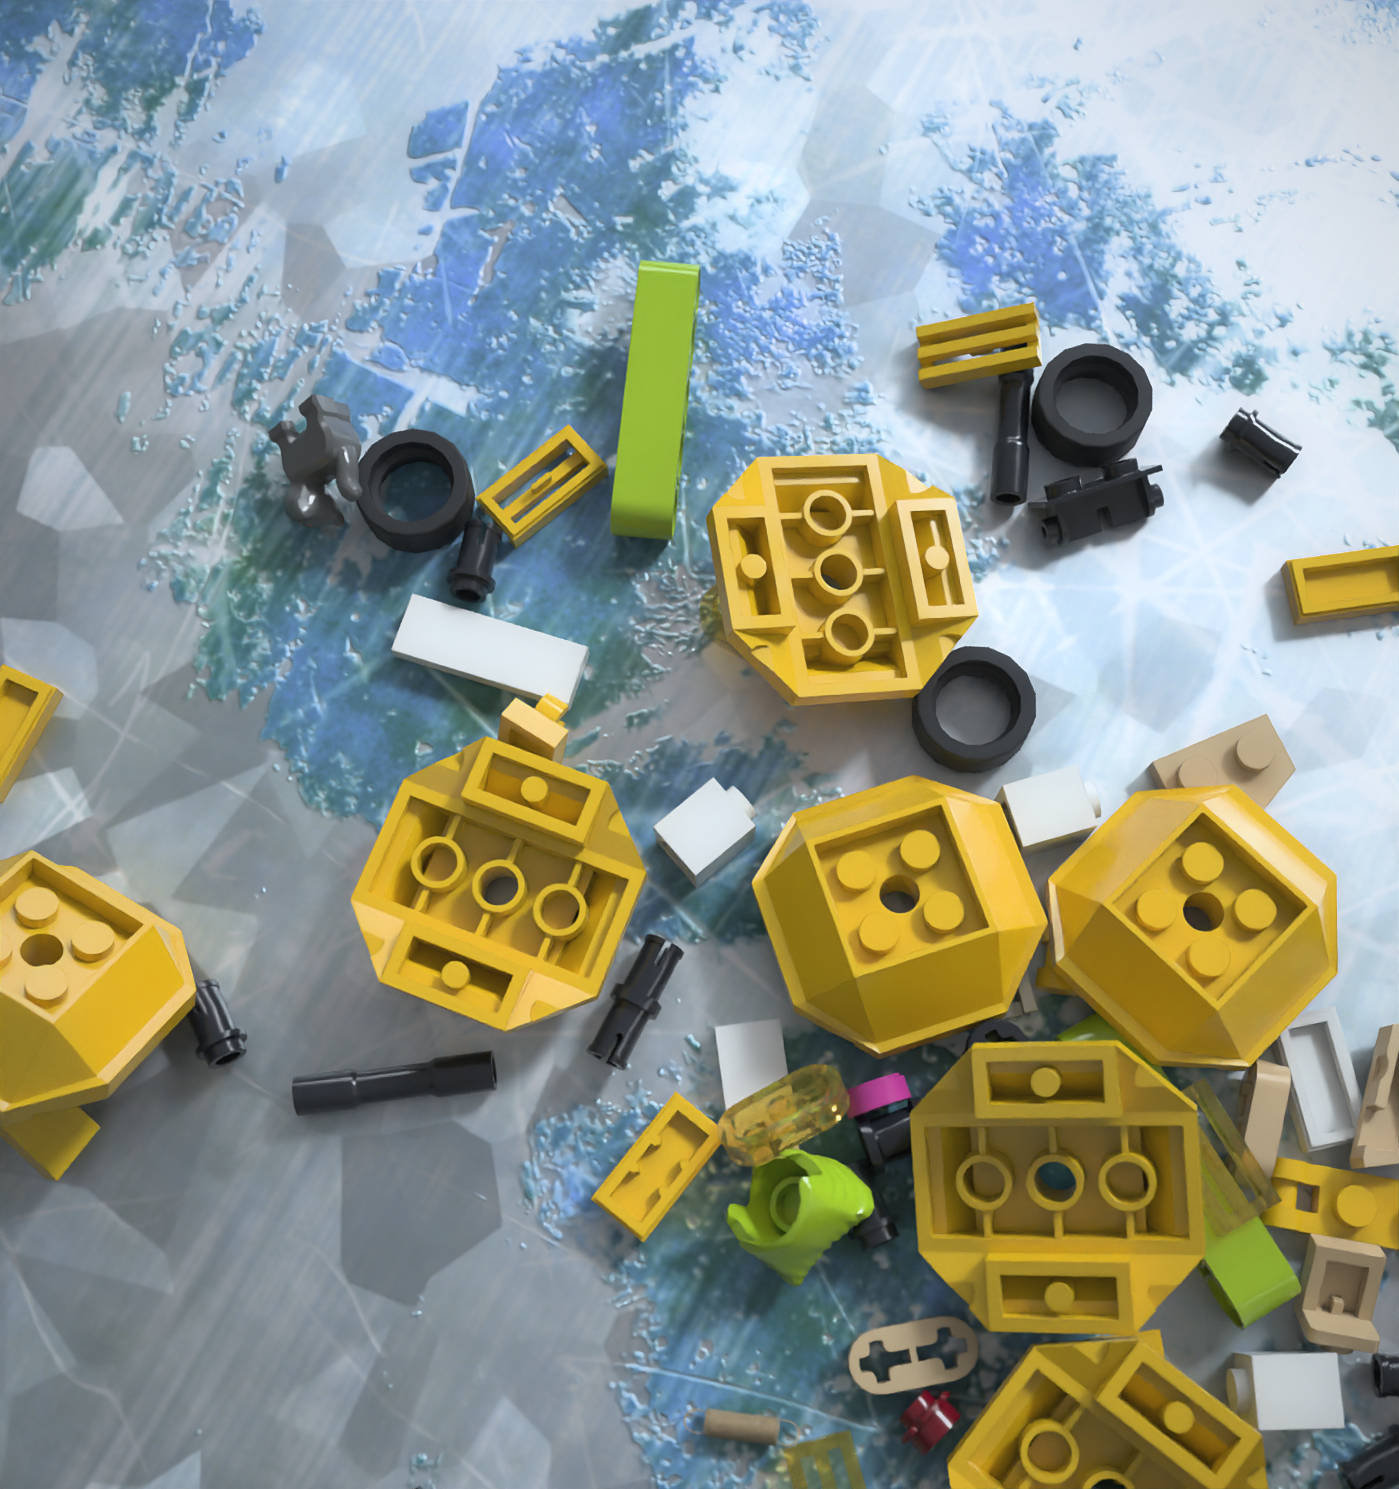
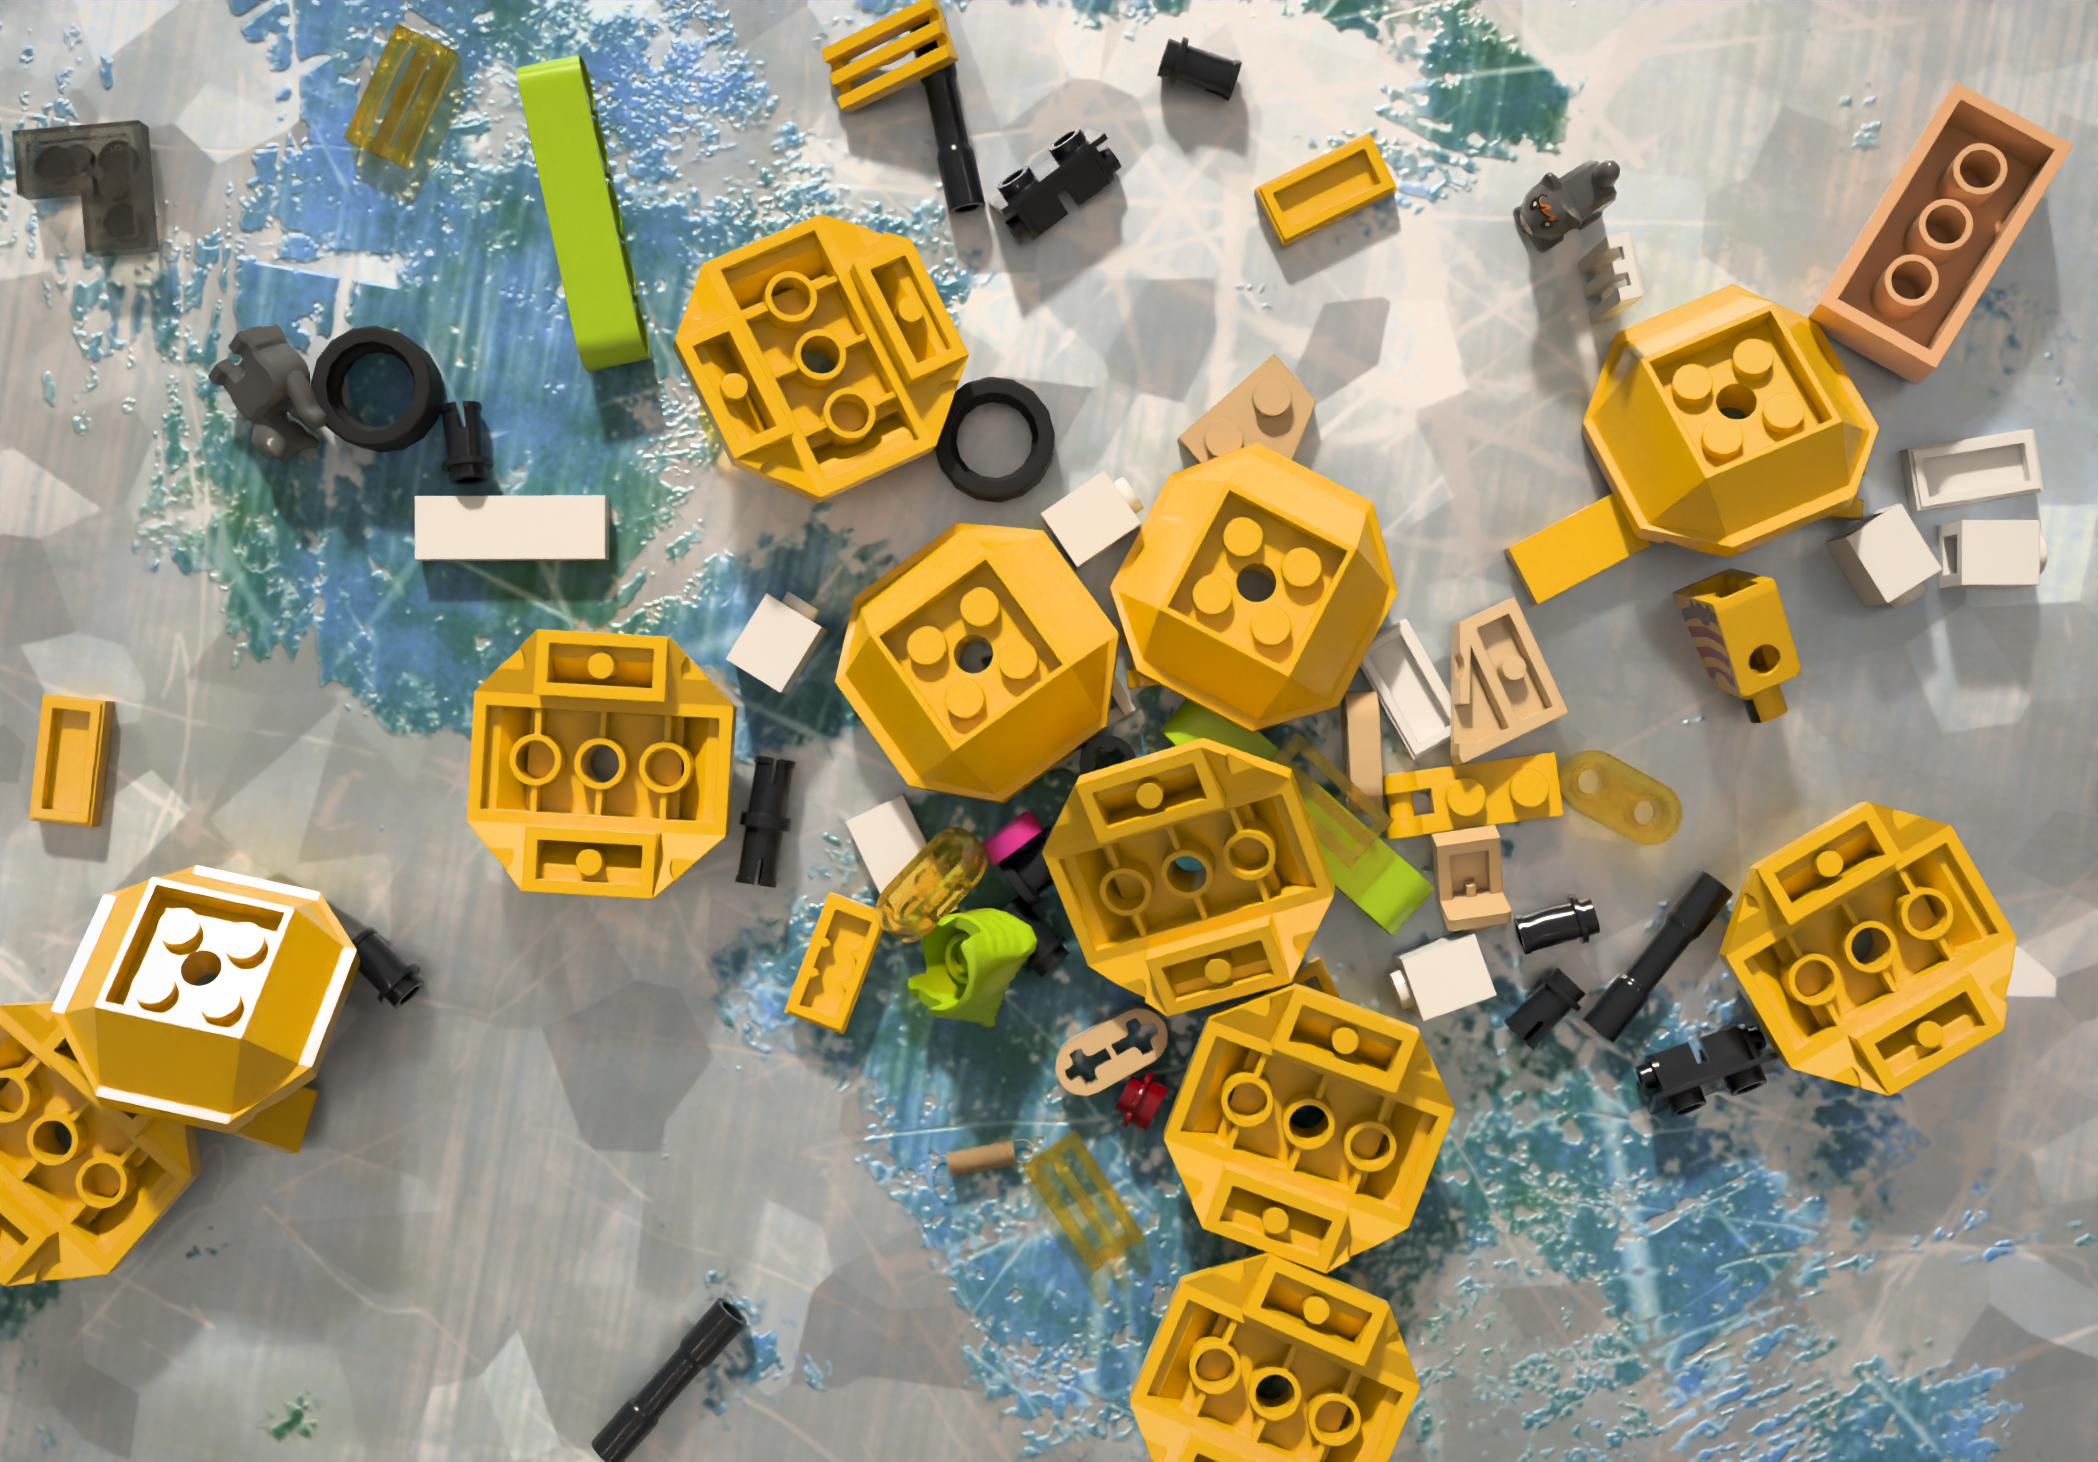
camera: 20 degrees left, 15 degrees up
(250, 243) = (106, 168): none -> clear smoke plate
(353, 1088) = (536, 982): black piece -> none
(536, 729) = (585, 600): yellow tile -> none
(543, 274) = (423, 107): none -> clear yellow tile
(555, 503) = (523, 352): yellow tile -> none
(1106, 365) = (1008, 34): black tyre -> none

